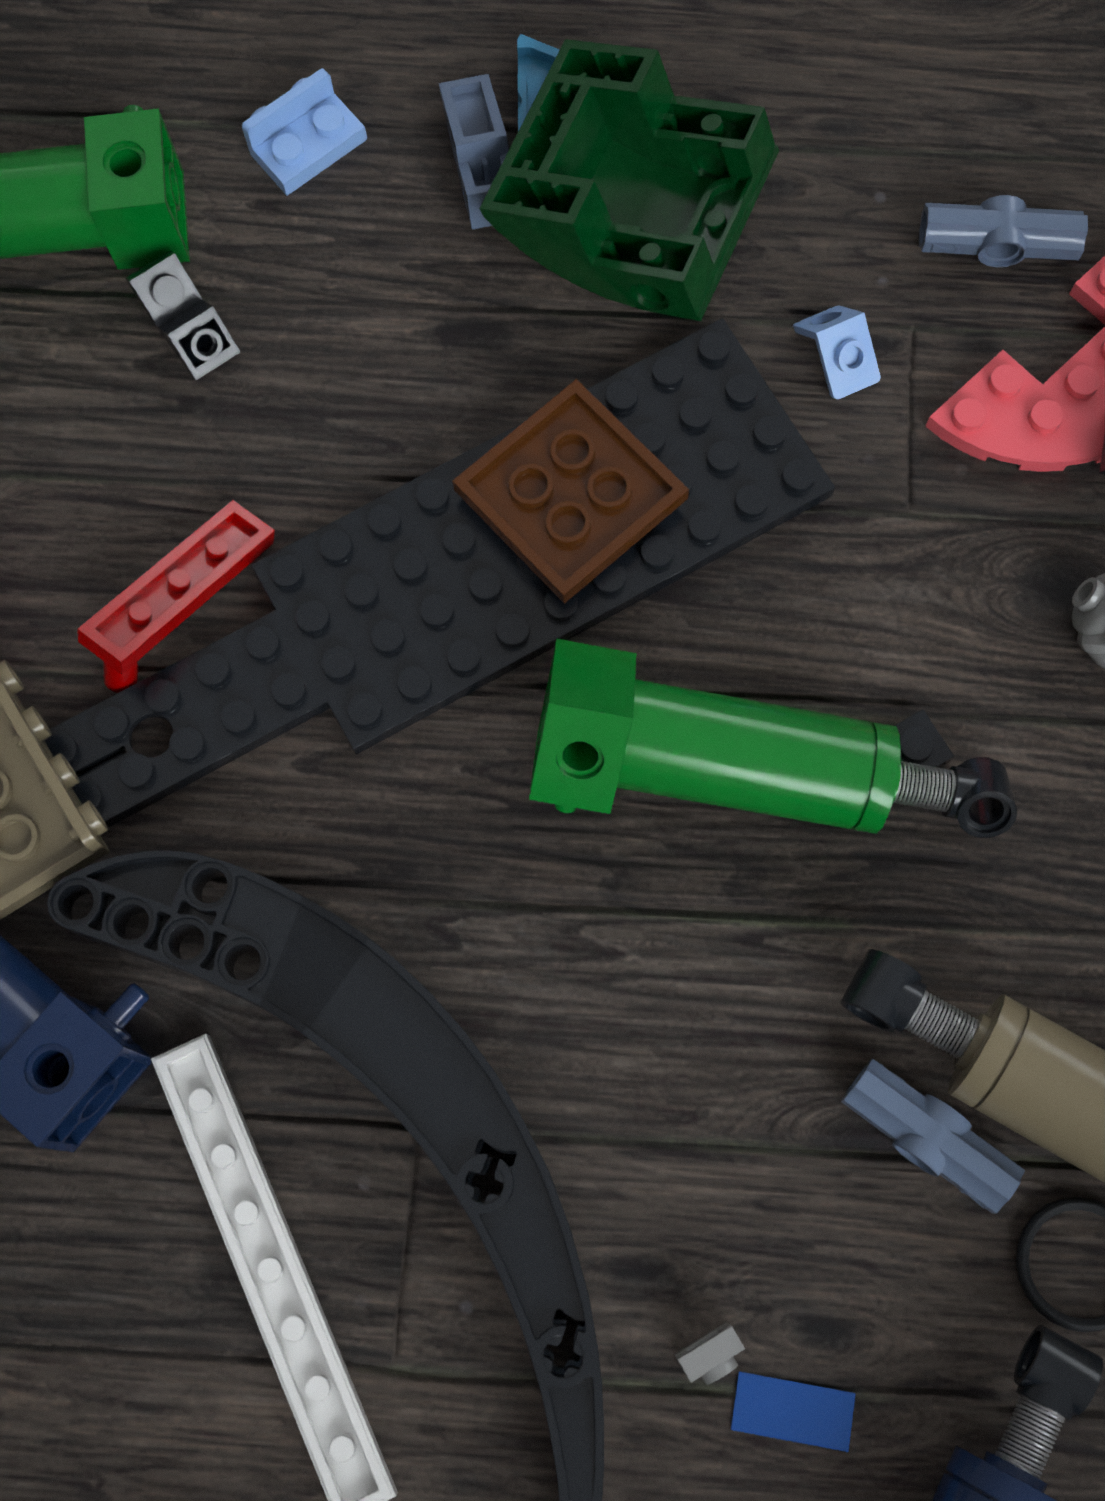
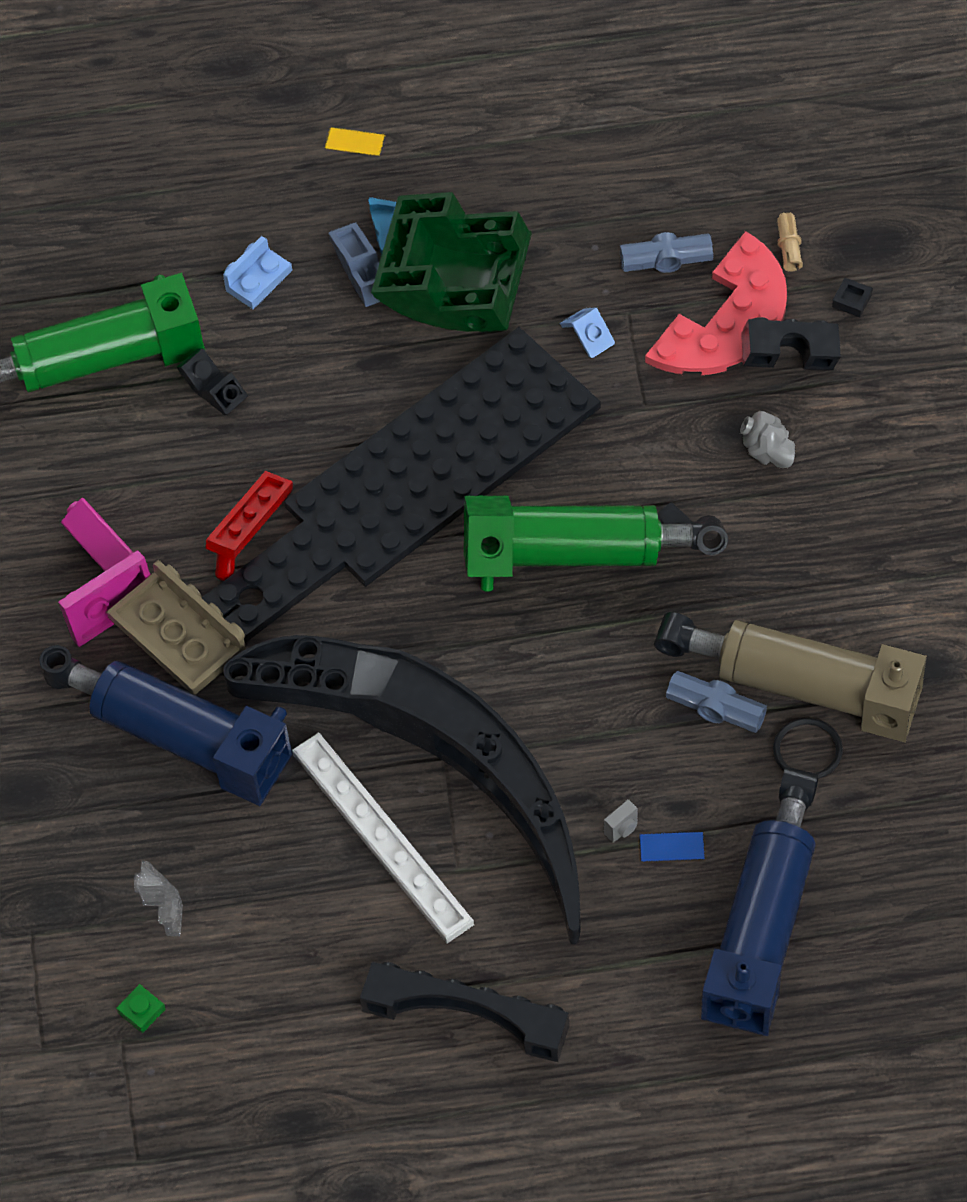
camera: 10 degrees left, 15 degrees down
(570, 490) = (454, 427): reddish brown plate -> none

